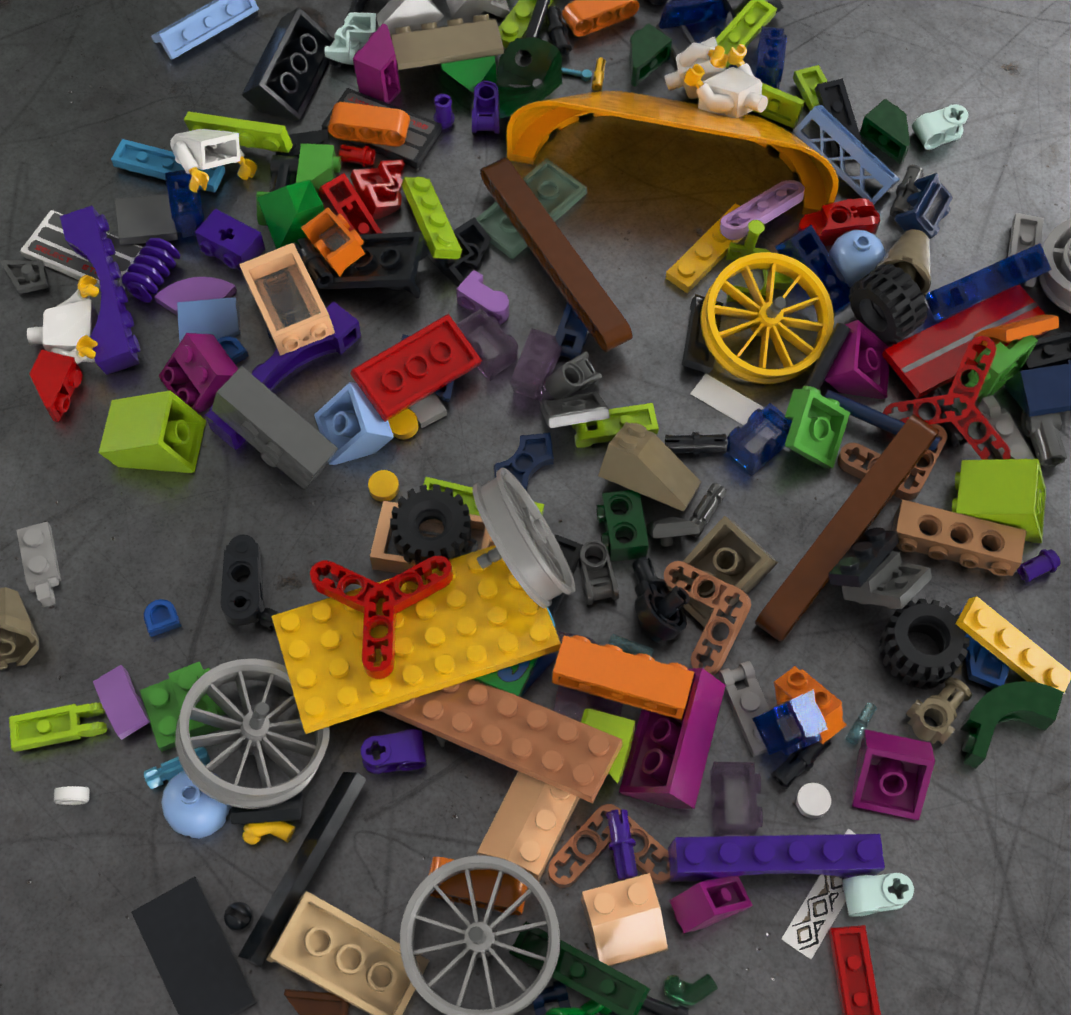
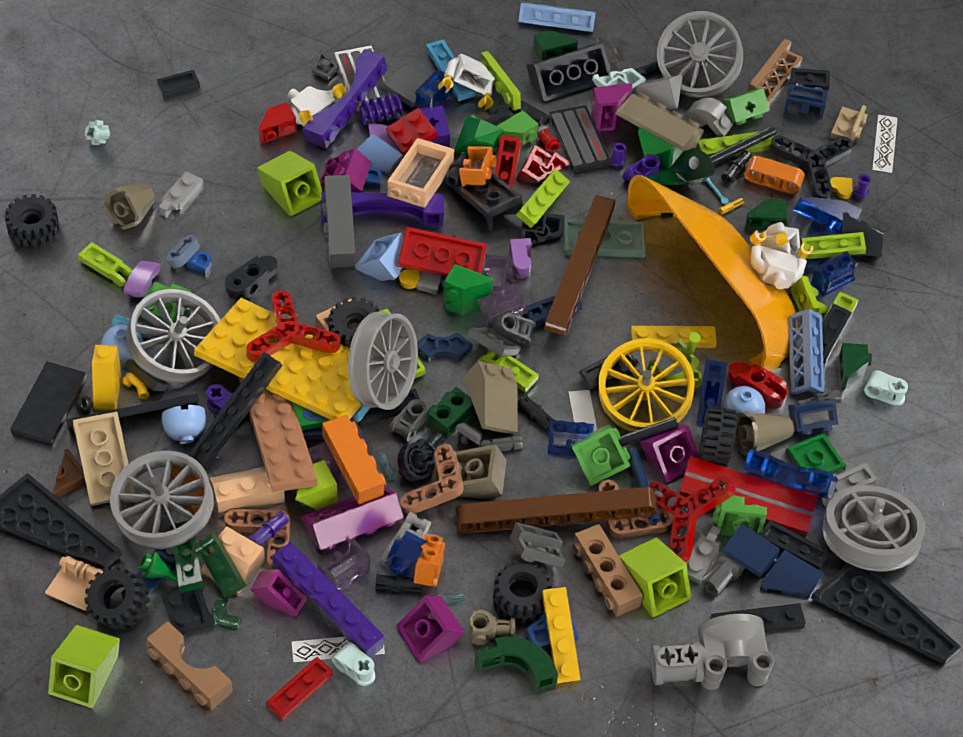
camera: 45 degrees right, 10 degrees down
(71, 795) = (78, 295): white tile -> none
(130, 624) = (183, 251): none -> sand blue beam
(216, 263) = (409, 128): none -> red plate
(236, 863) = (106, 377): none -> yellow slope
(241, 54) = (552, 44): none -> dark green slope
(369, 124) = (570, 129): orange beam -> none
(383, 485) = (366, 293): yellow tile -> none
(385, 822) = (184, 424): none -> light blue cylinder
(431, 754) = (235, 410): none -> black plate
(483, 382) = (464, 288): none -> green slope
(626, 941) = (220, 565): none -> dark green plate
(762, 208) = (721, 338): lavender plate -> none
(813, 800) = (381, 604): white tile -> none
(863, 558) = (540, 525): black plate -> none
(966, 247) = (816, 453): none -> green tile
(1019, 329) = (773, 508): orange slope -> none
(1044, 562) = (633, 621): dark purple pin -> none

